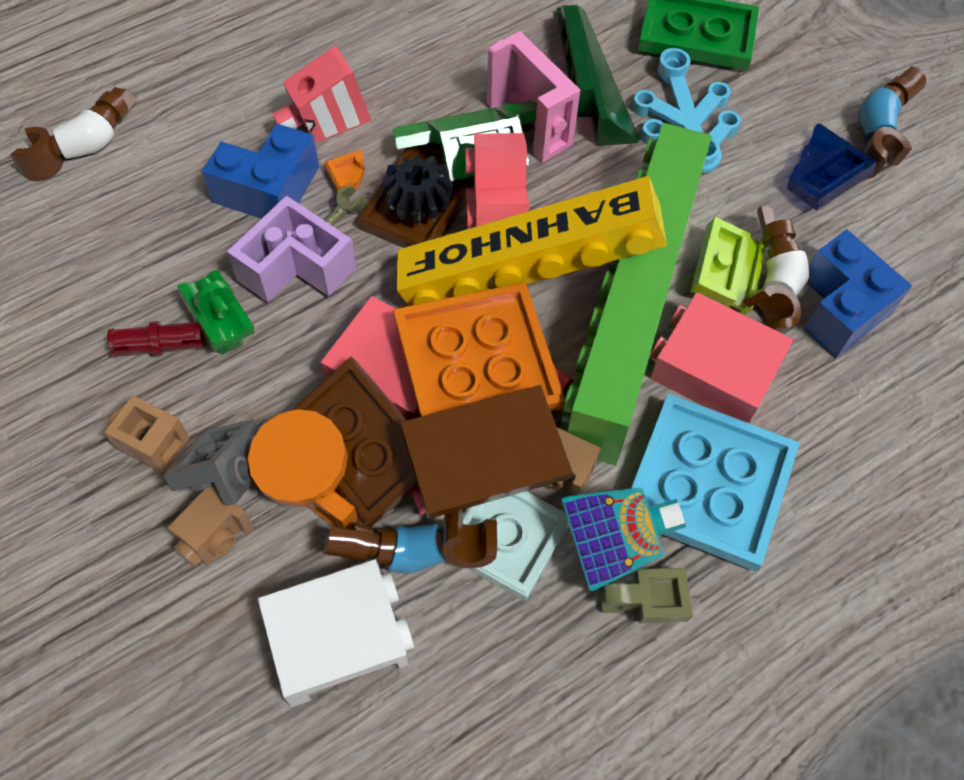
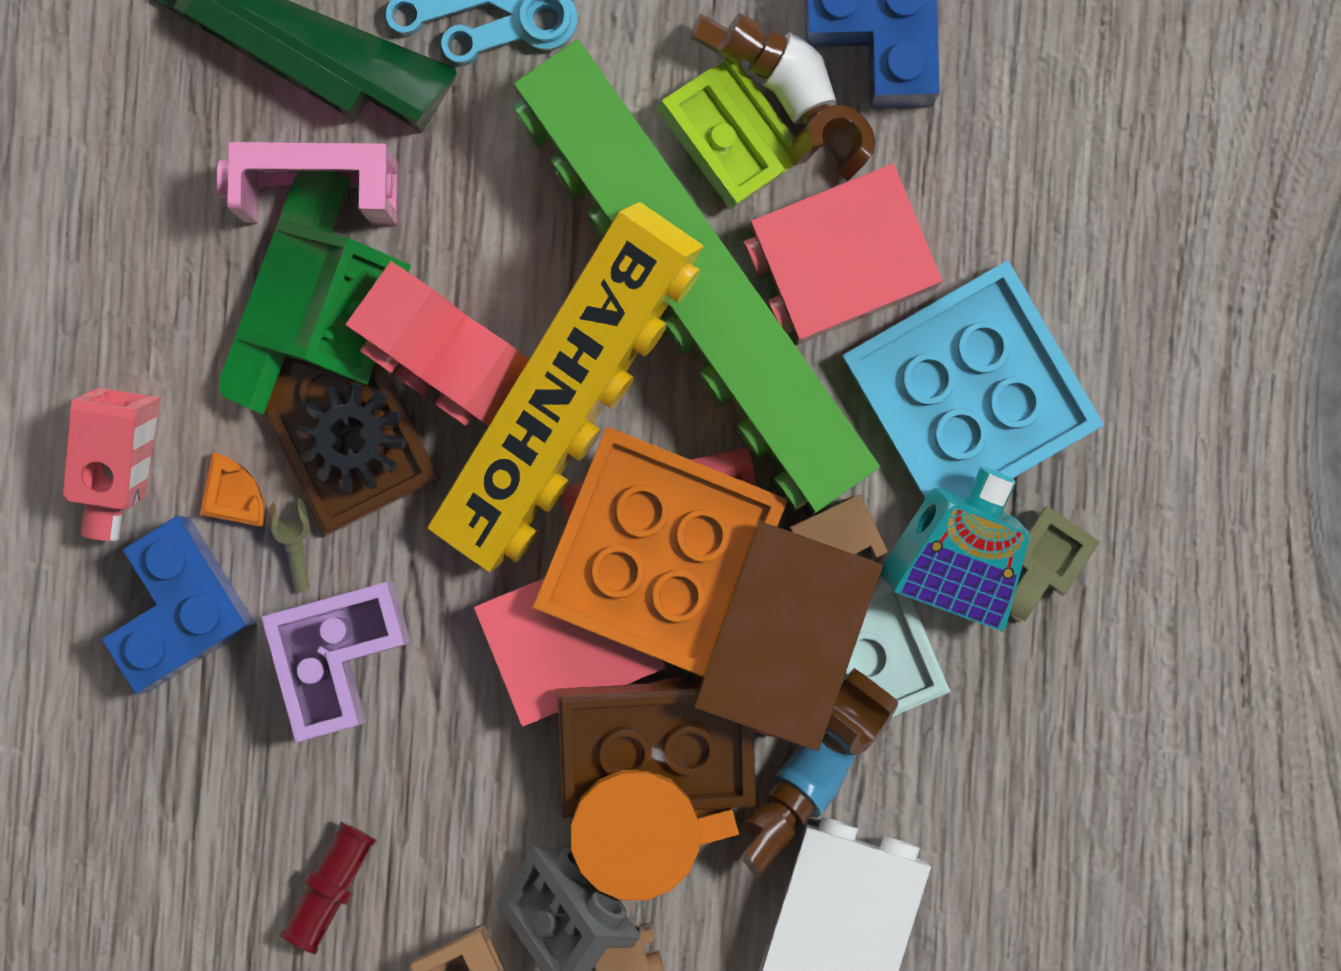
camera: 50 degrees left, 25 degrees up
(217, 312) = (349, 797): green hips -> none

